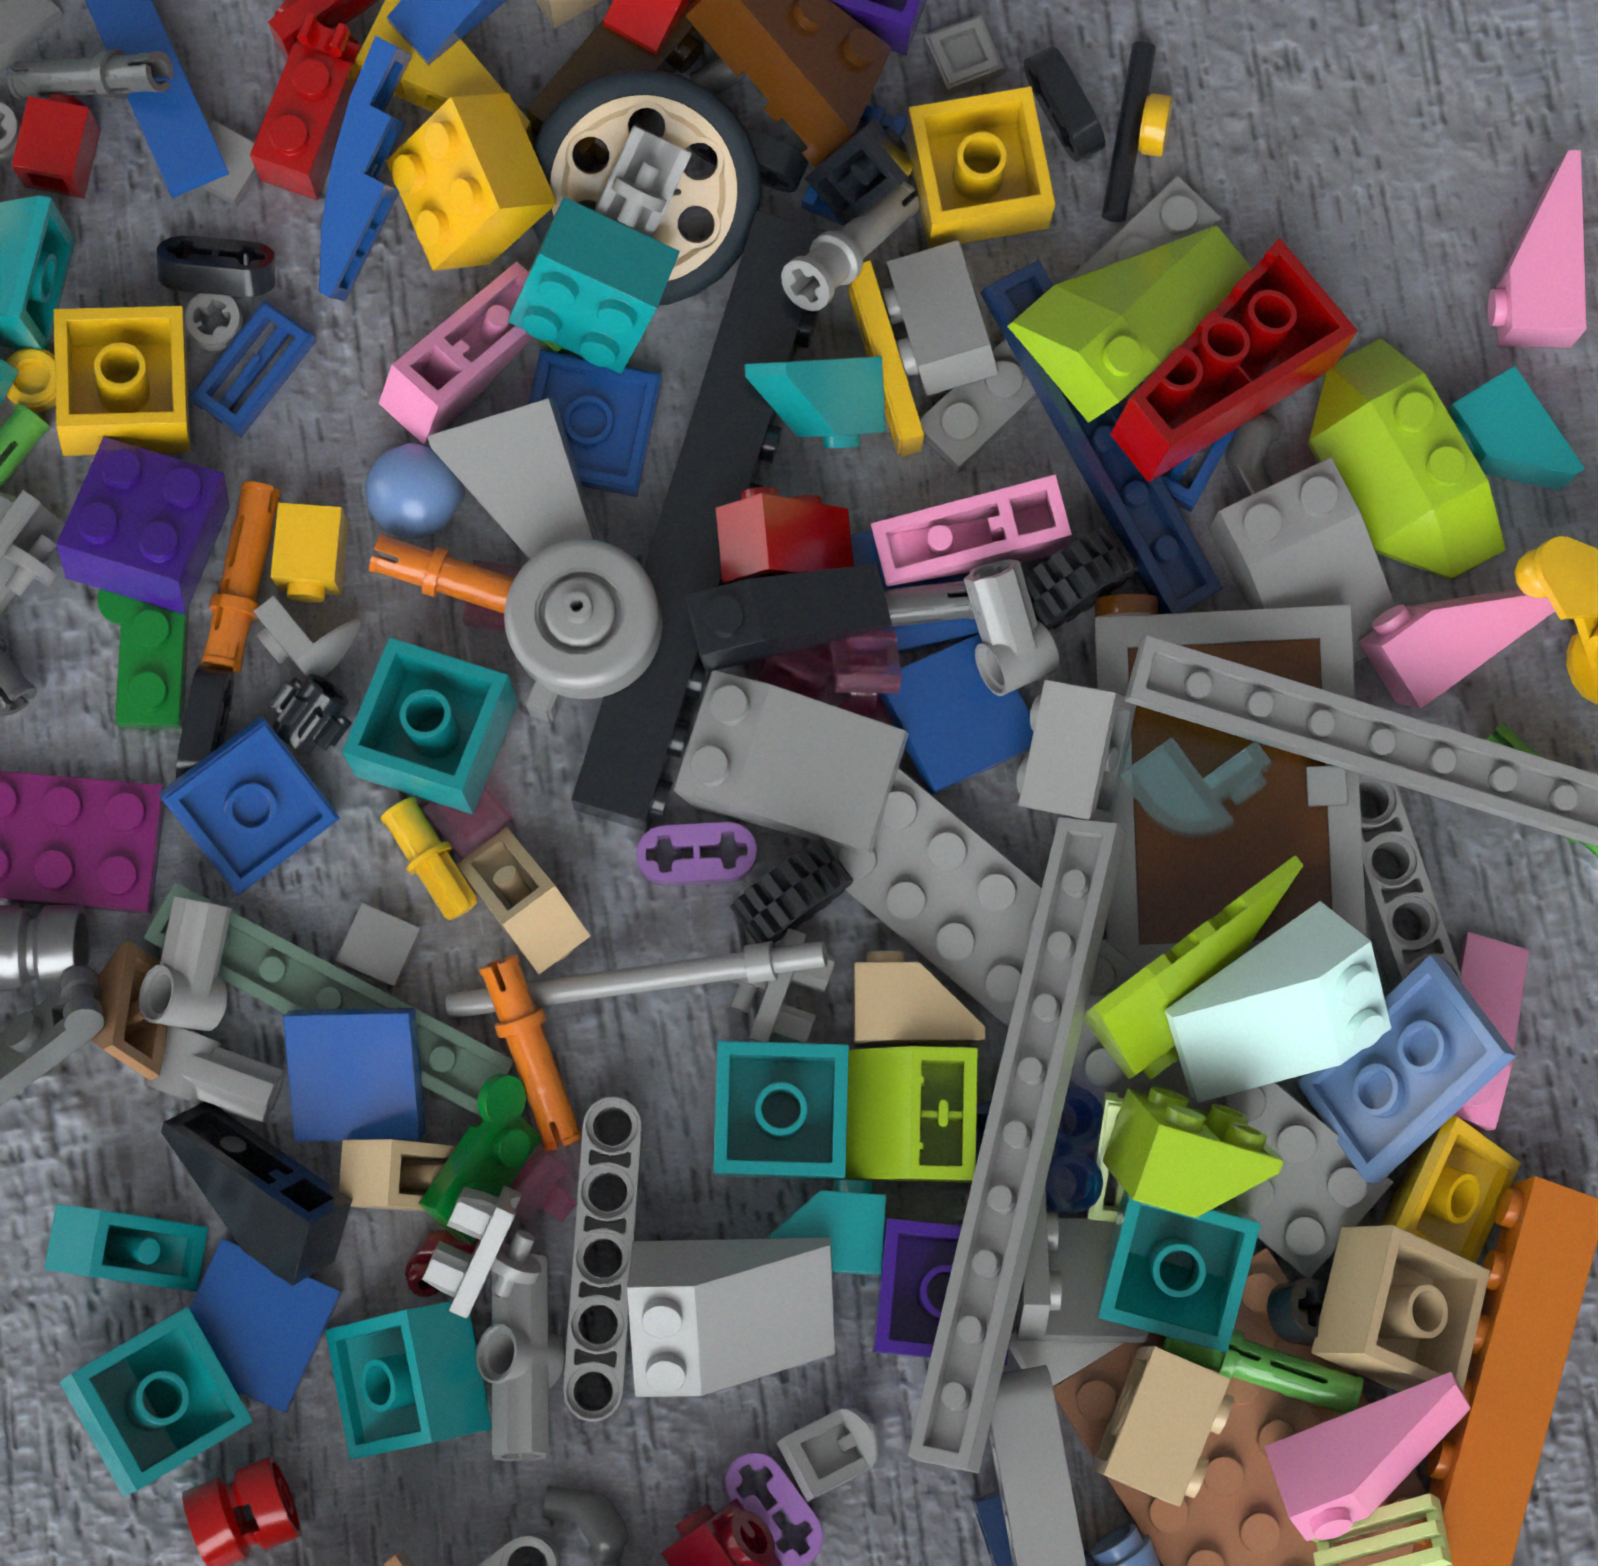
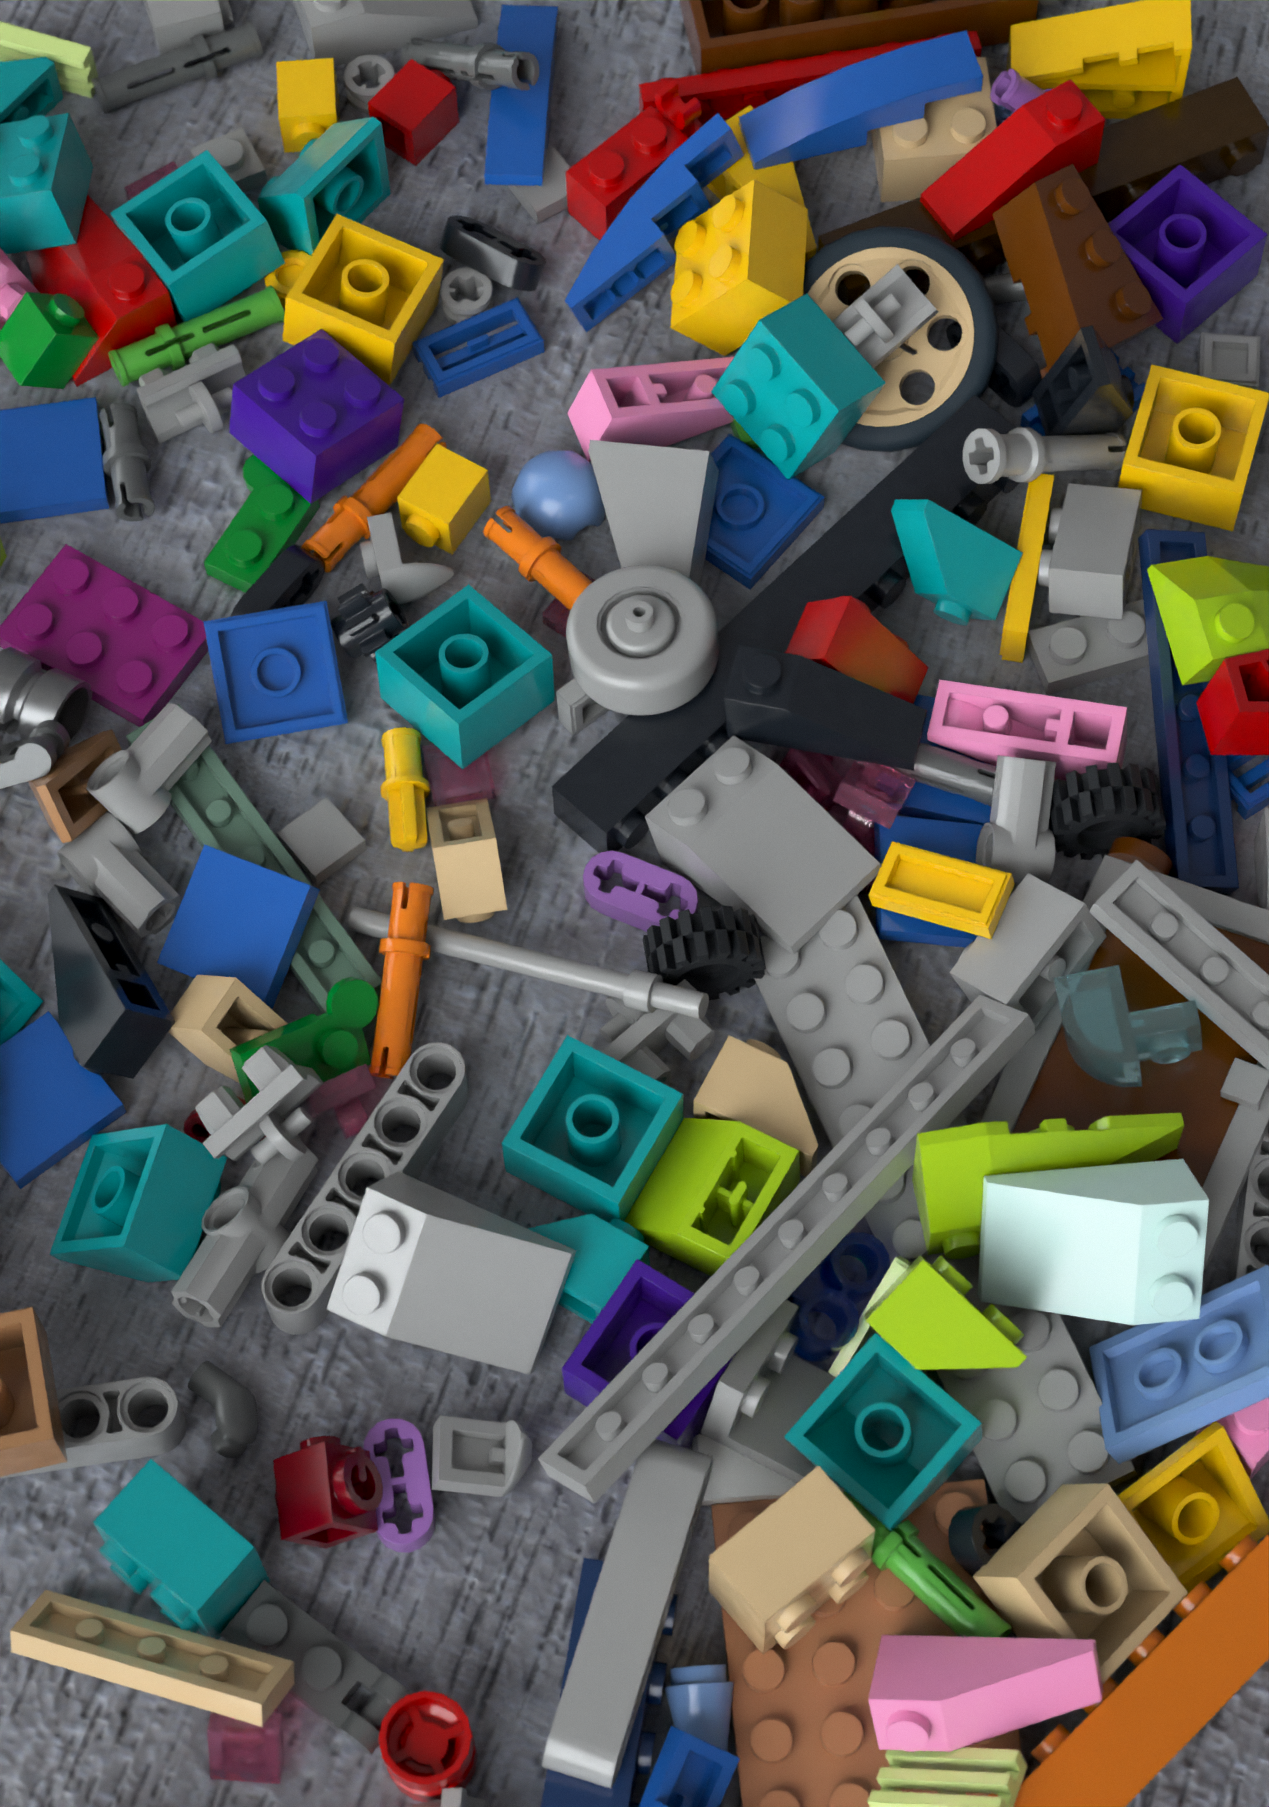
camera: 35 degrees right, 15 degrees down
(974, 732) = (941, 889): none -> yellow tile

